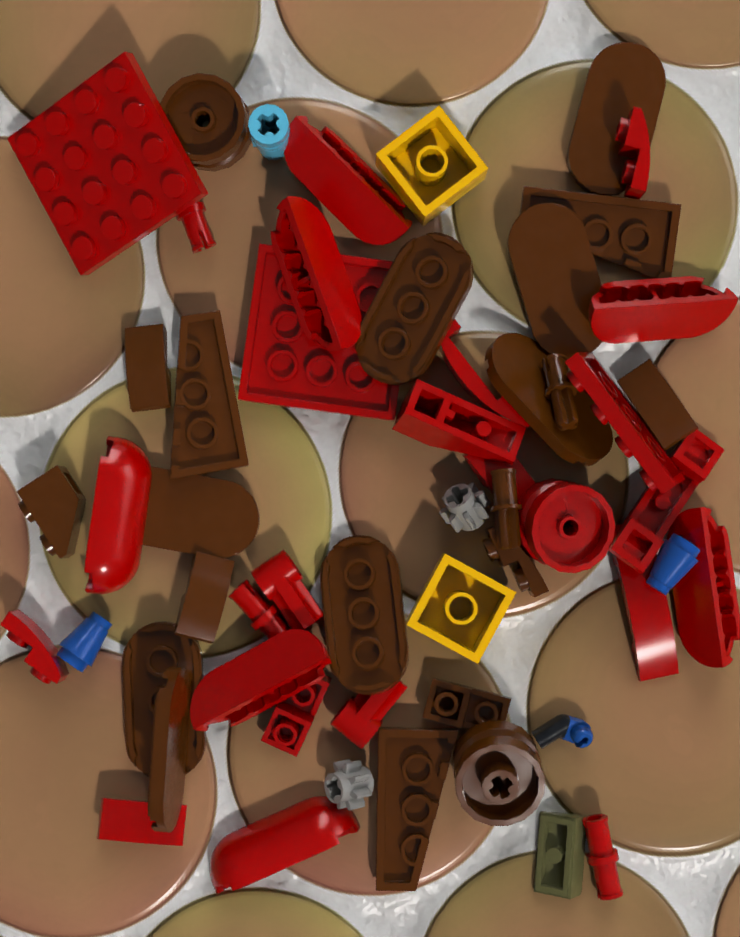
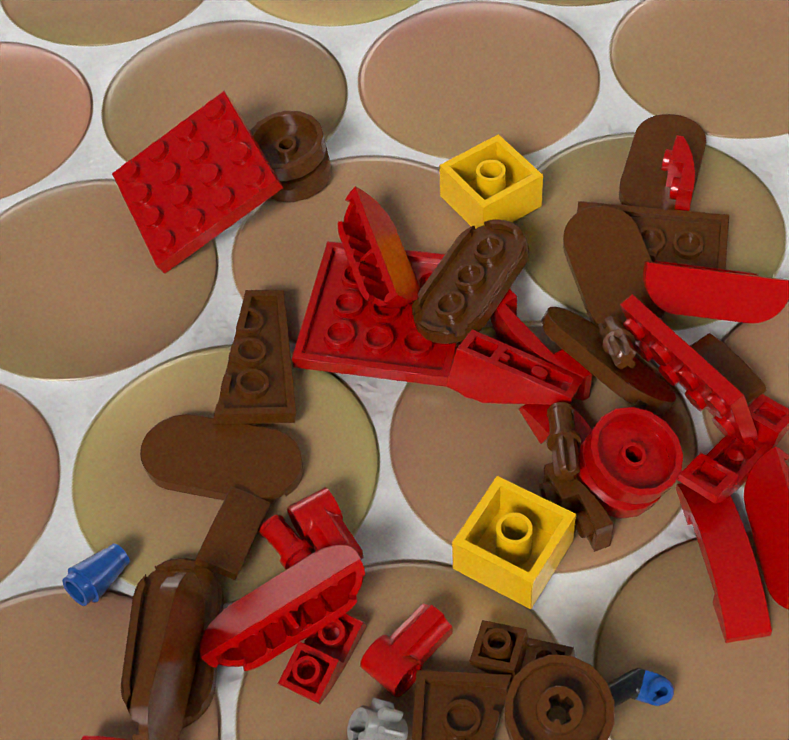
camera: 10 degrees right, 35 degrees down
(42, 657) = (46, 586): red slope -> none
(57, 508) = (94, 445): reddish brown slope -> none
(118, 516) = (151, 455): red brick -> none
(147, 368) = (207, 335): reddish brown slope -> none
(196, 227) = (267, 224): red pin -> none
(269, 131) = (344, 156): medium azure axle -> none
(345, 184) = (408, 201): red brick -> none
(364, 615) = (407, 554): reddish brown tile -> none
(464, 507) = (520, 453): light grey gear -> none
(672, 563) = (752, 495): blue cone -> none

